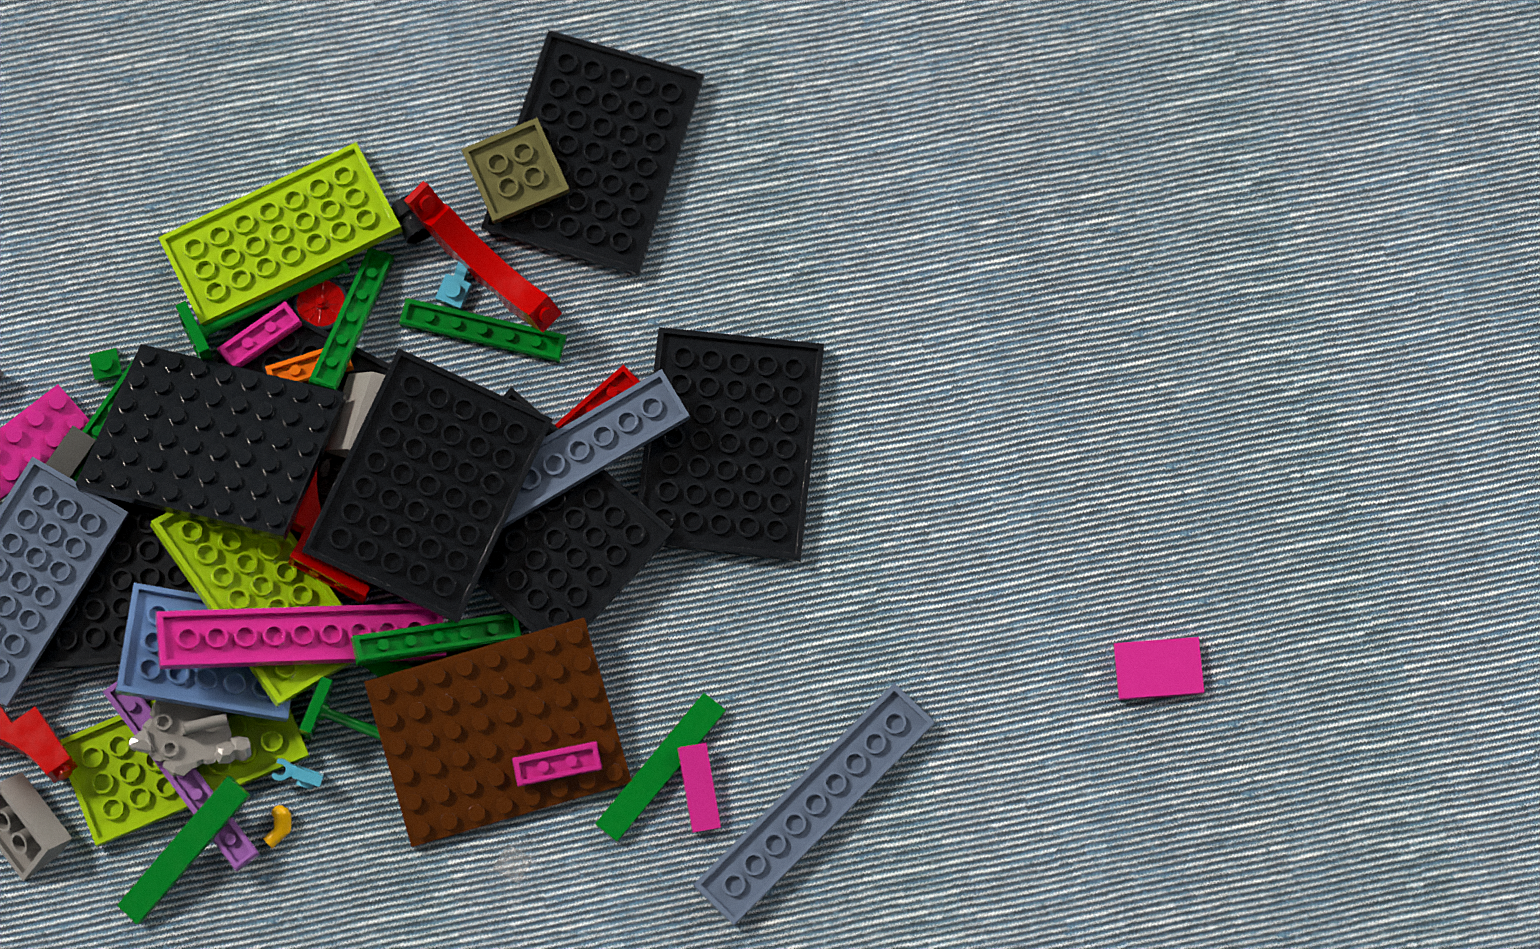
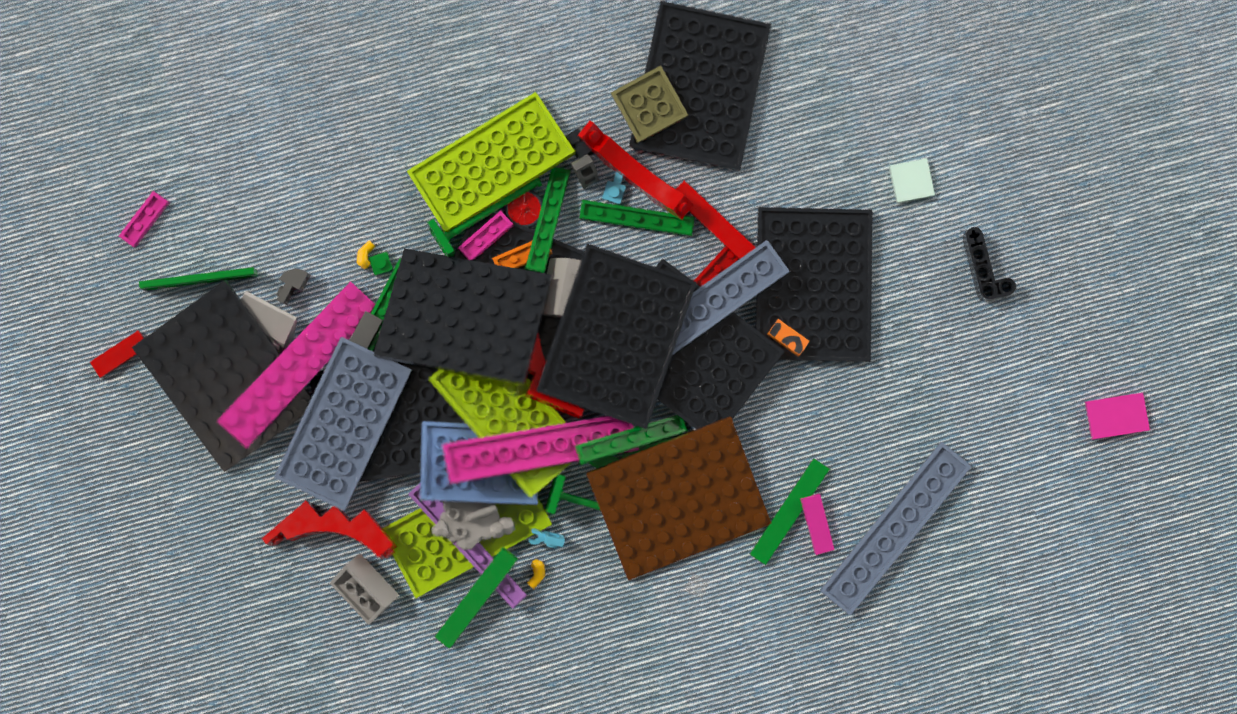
camera: 10 degrees left, 10 degrees up
(81, 349) = (362, 255): none -> yellow arm
(413, 257) = (585, 171): none -> dark grey brick
(557, 763) = (722, 517): dark pink tile -> none
(593, 342) = (716, 222): none -> red tile
(681, 514) = (788, 337): none -> orange slope
(887, 309) = (911, 180): none -> light aqua tile
(979, 434) = (985, 264): none -> black beam

